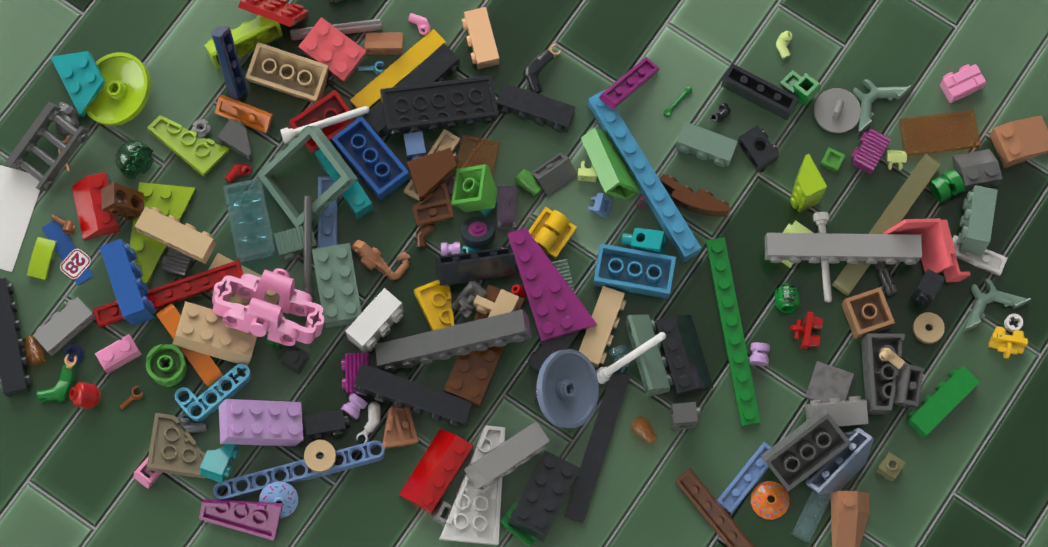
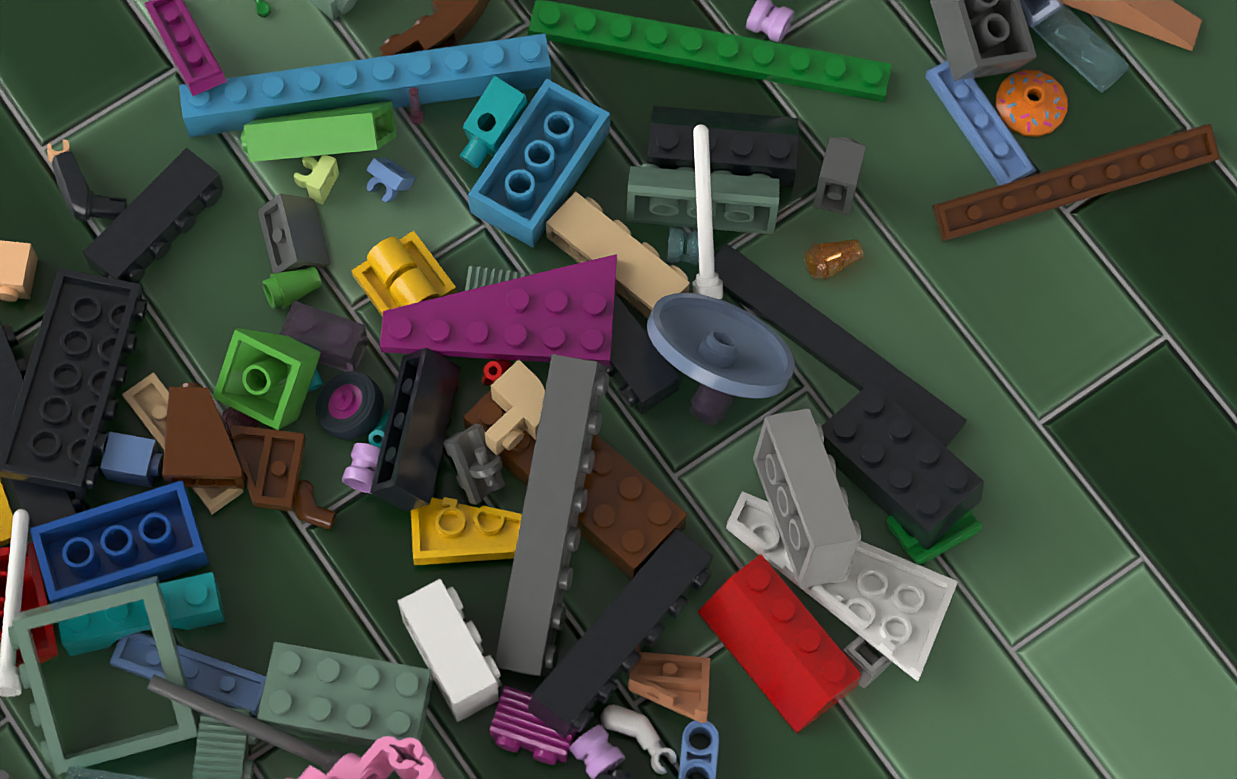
camera: 70 degrees left, 5 degrees down
(372, 258) = (321, 615): nougat animal -> none
(477, 152) = (192, 353): clear orange tile -> none

